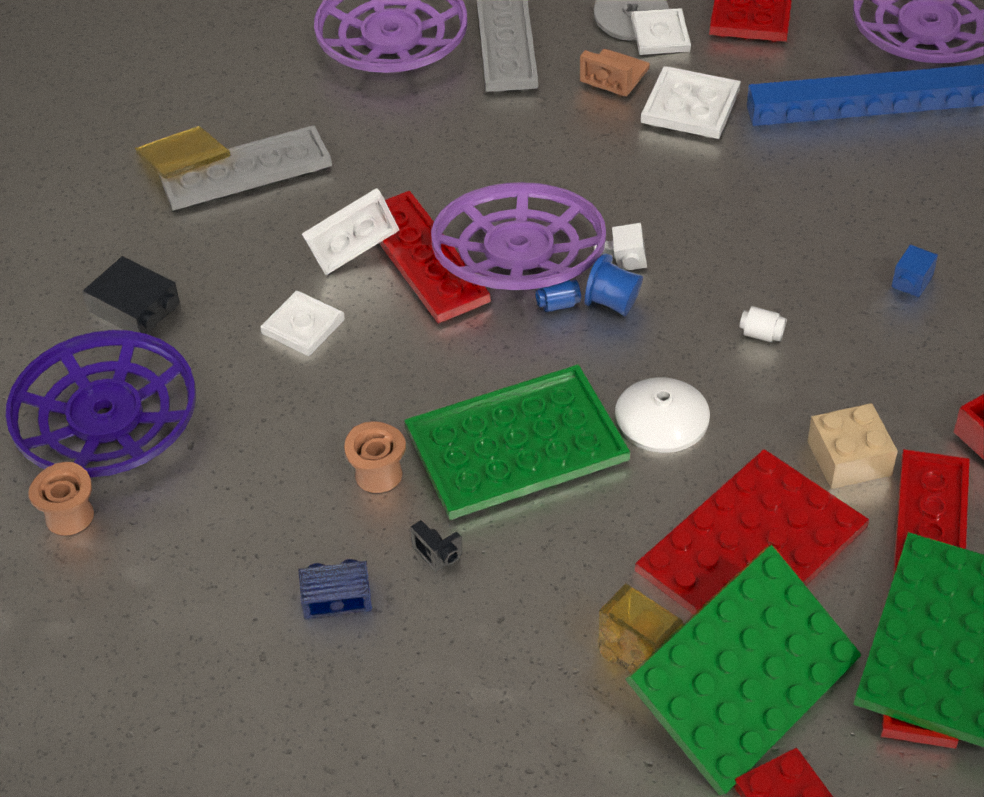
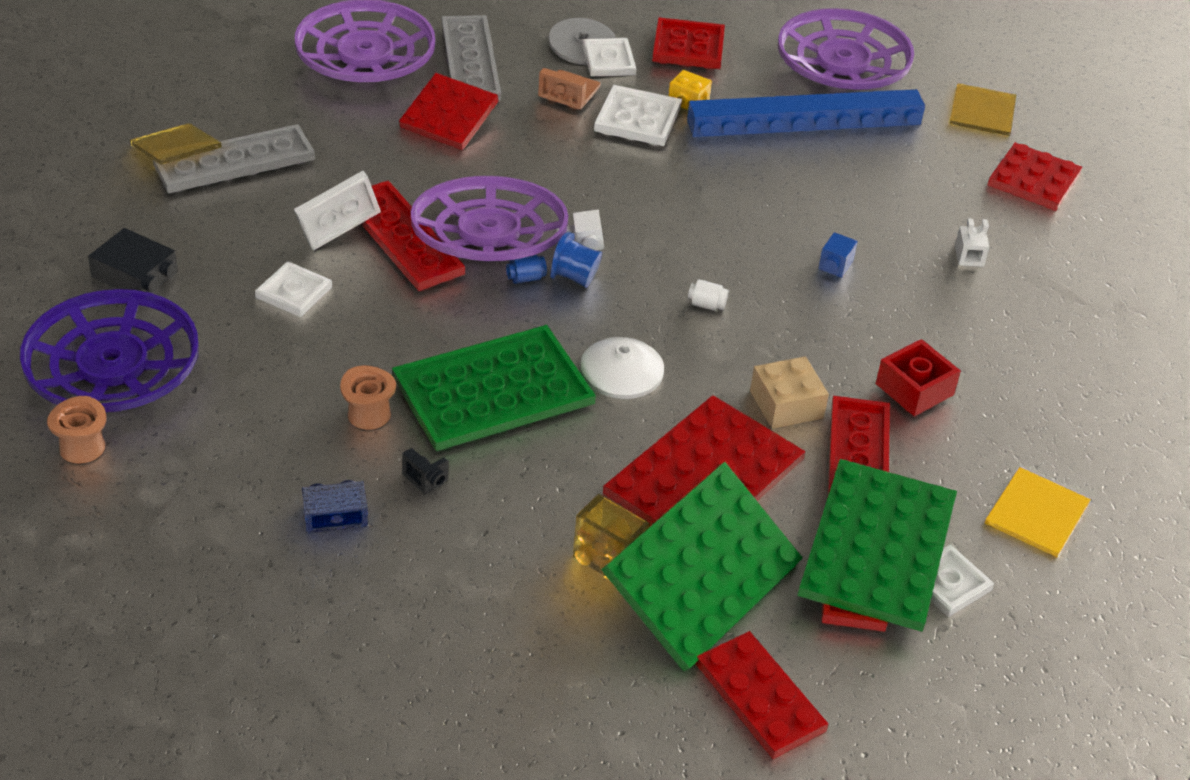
camera: 10 degrees left, 5 degrees down
(479, 104) = (449, 111): none -> red plate
(750, 68) = (689, 88): none -> yellow head

